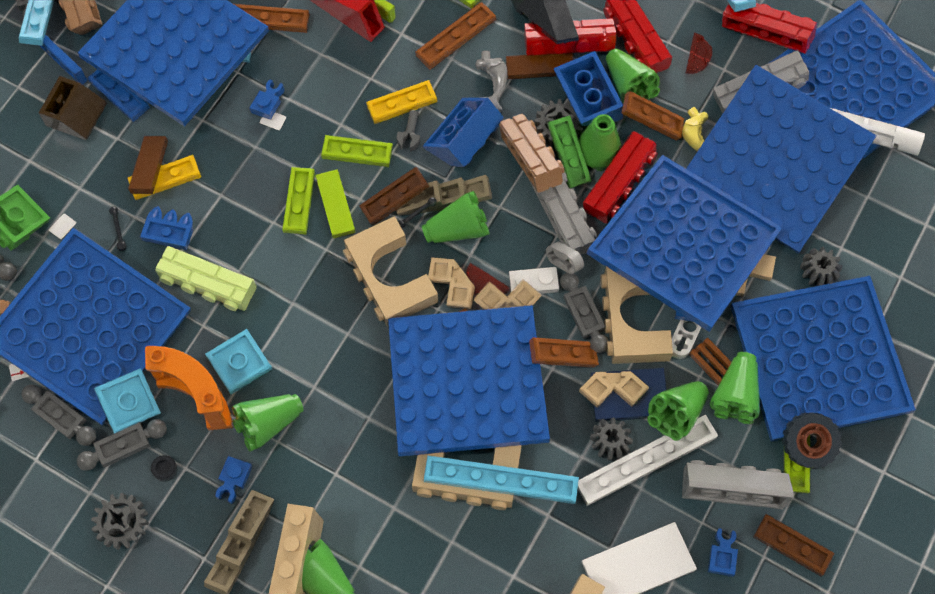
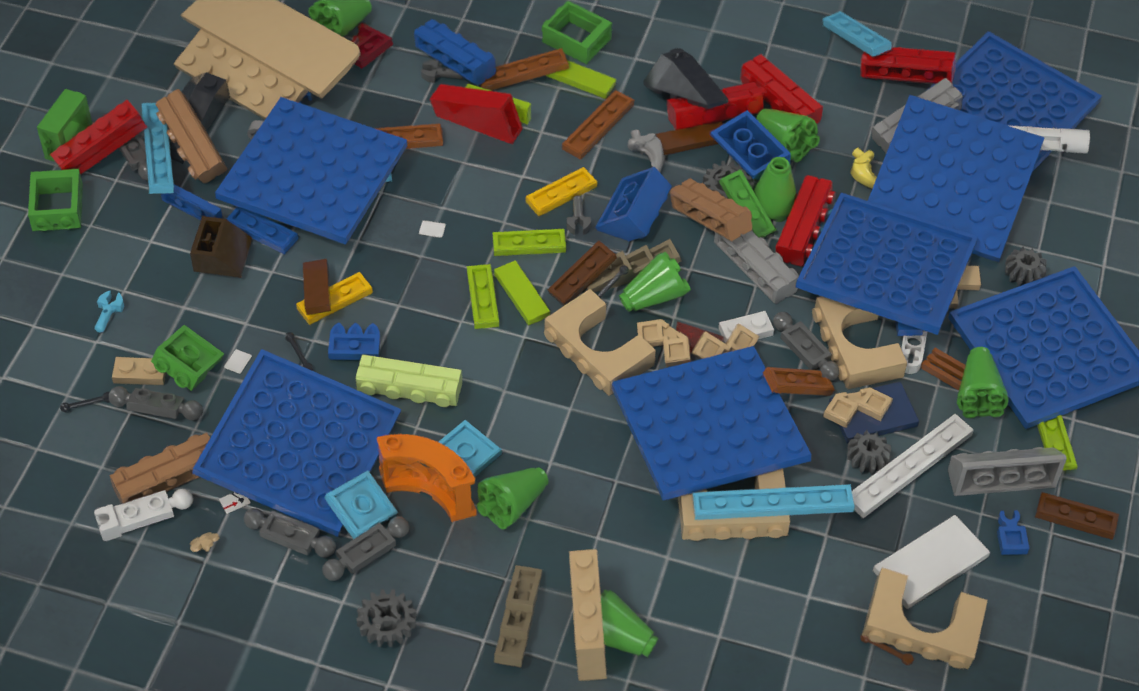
camera: 15 degrees left, 15 degrees down
(164, 468) = (416, 563): black tile -> none
(233, 475) = (492, 558): blue plate -> none
(267, 102) = (423, 212): blue plate -> none
(565, 257) = (772, 293): light grey beam -> none
(653, 115) = (820, 160): dark orange tile -> none
(677, 409) = (926, 411): bright green cone -> none
(699, 55) = (846, 104): clear red tile -> none
(827, 442) = (1078, 406): black wheel -> none

